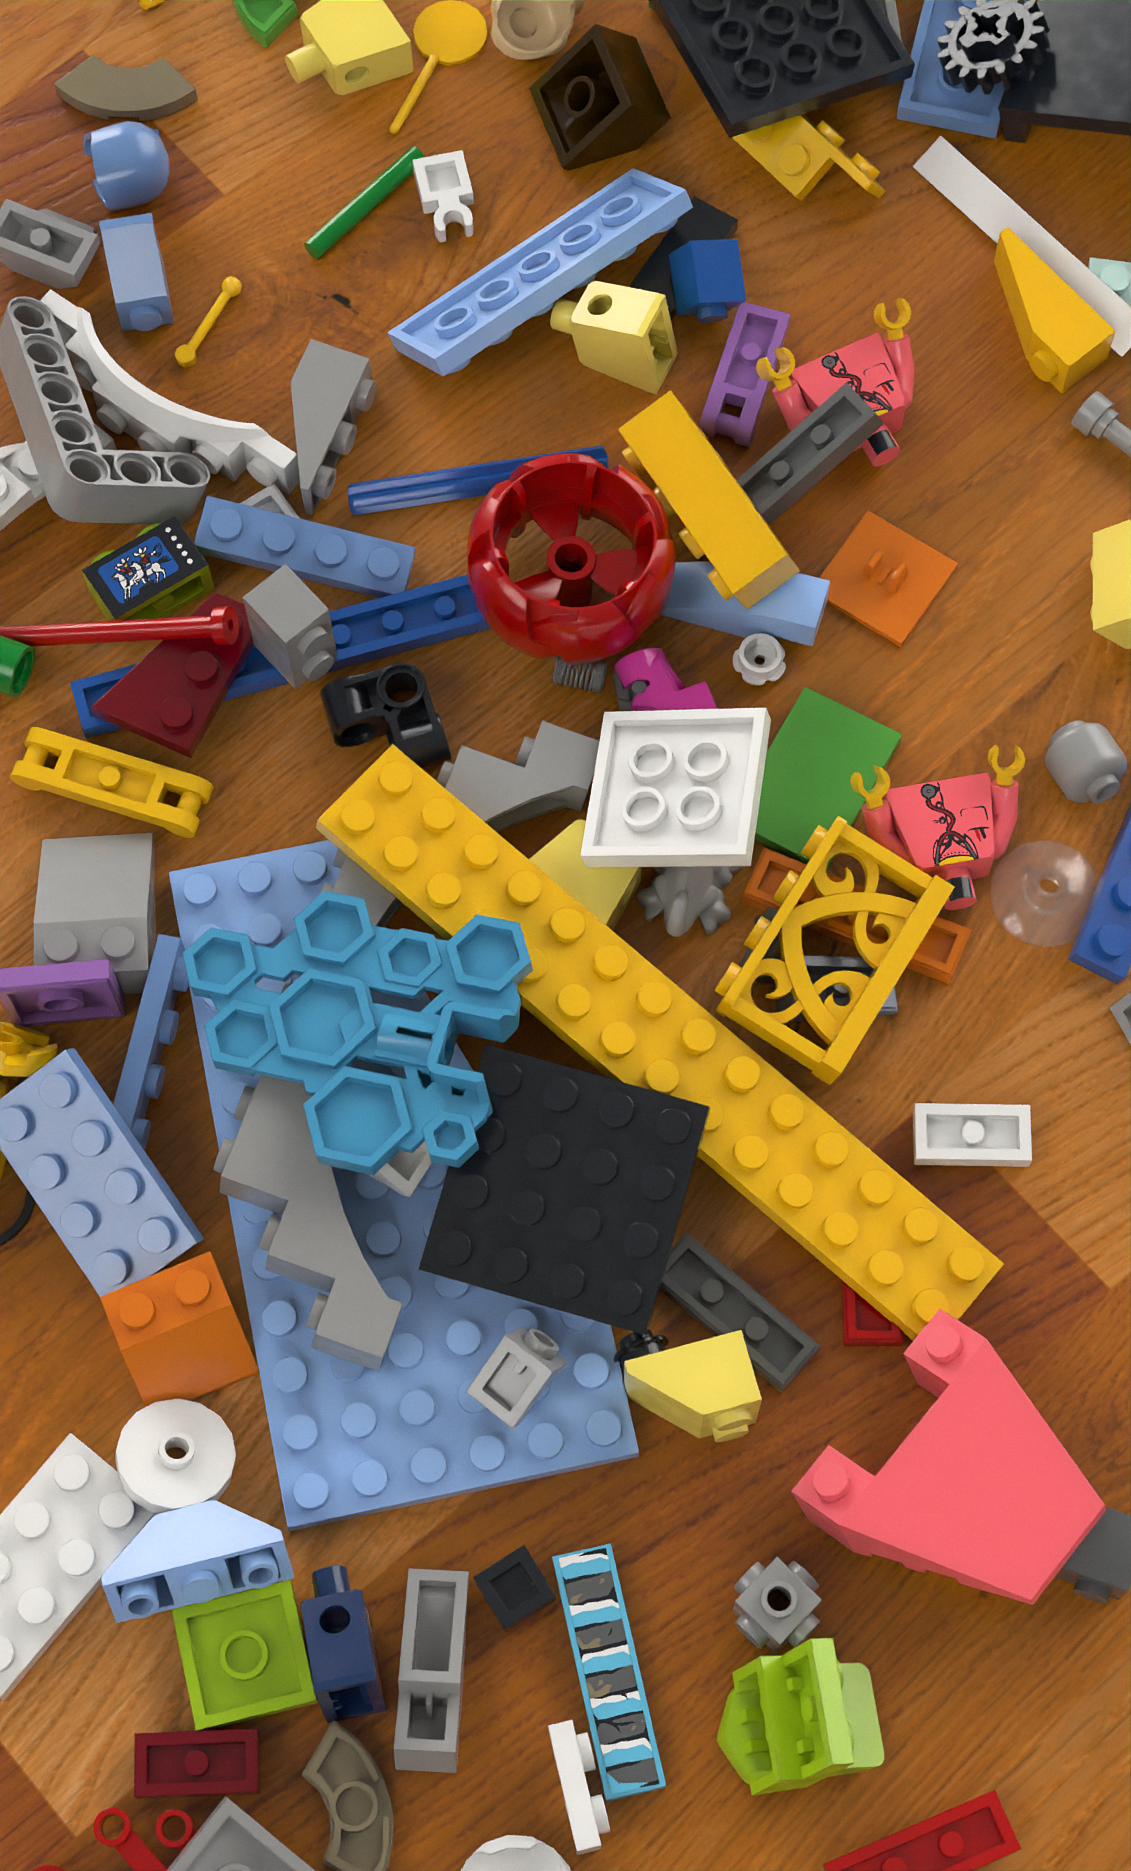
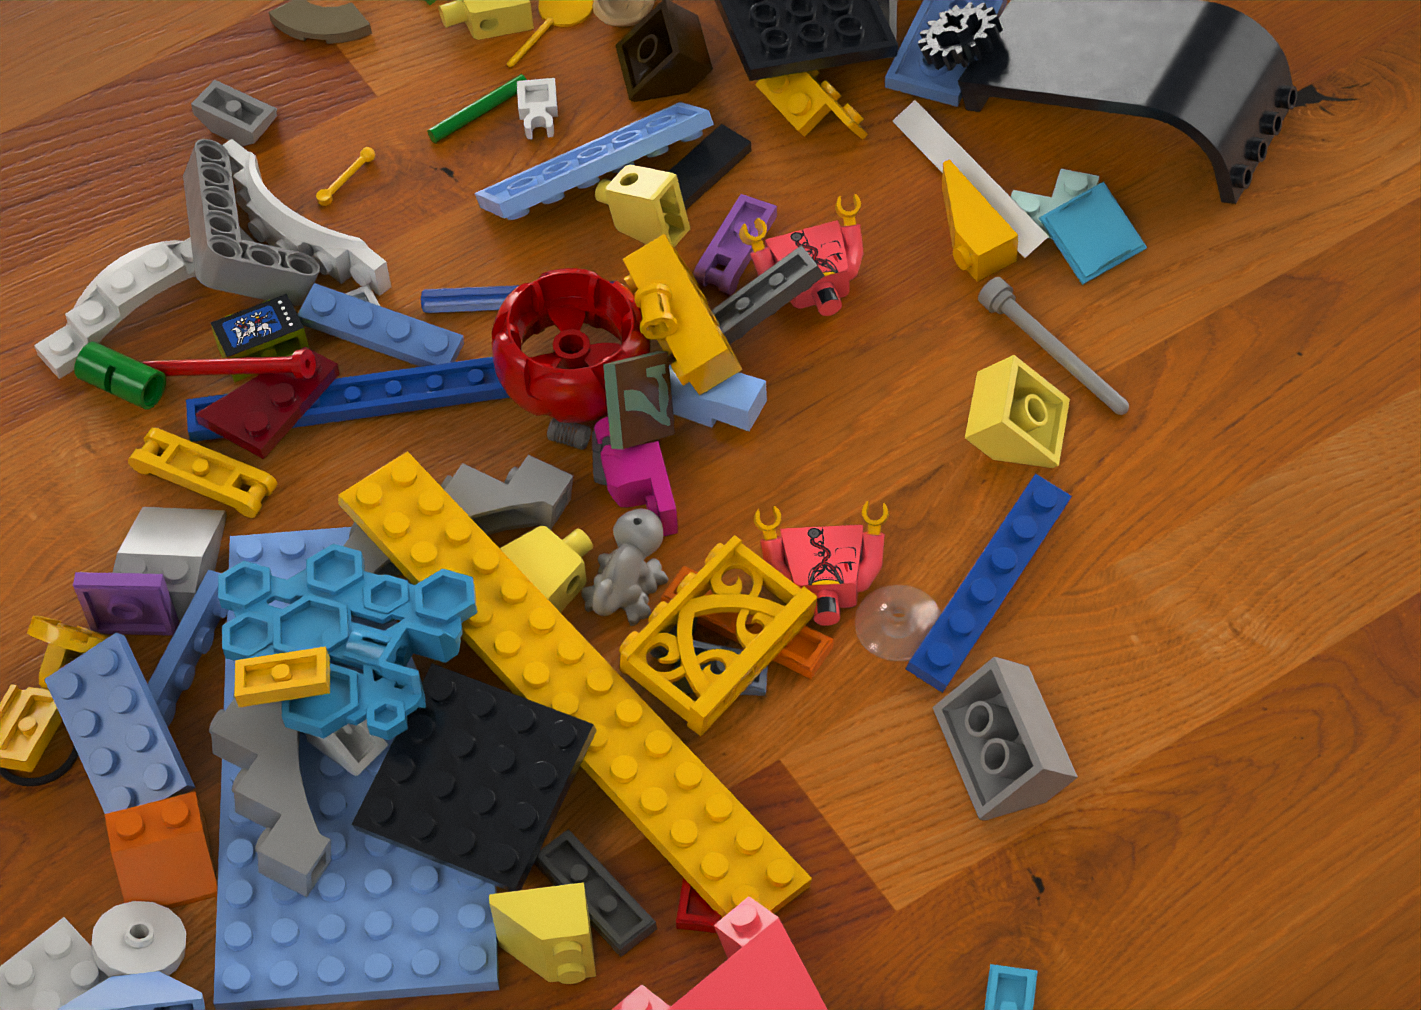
camera: 10 degrees right, 15 degrees down
(127, 164) = (308, 65): medium blue helmet -> none
(136, 272) = (297, 133): medium blue slope -> none
(291, 627) = (351, 369): light grey brick -> none
(308, 1103) = (282, 676): none -> yellow plate
(326, 400) = (417, 236): light grey slope -> none
(362, 710) = (422, 434): black piece -> none
(517, 1374) = (409, 906): light grey bracket -> none
(676, 632) = (639, 399): none -> tile
(676, 788) = (616, 505): white plate -> none
(683, 509) = (655, 311): none -> yellow bush
(707, 279) = (717, 175): blue brick -> none
(761, 646) = (707, 428): white plate -> none
(812, 770) = (730, 511): bright green tile -> none
(886, 578) = (816, 393): orange piece -> none
(972, 1134) = (804, 783): white plate -> none
(1085, 762) = (943, 528): light grey head -> none

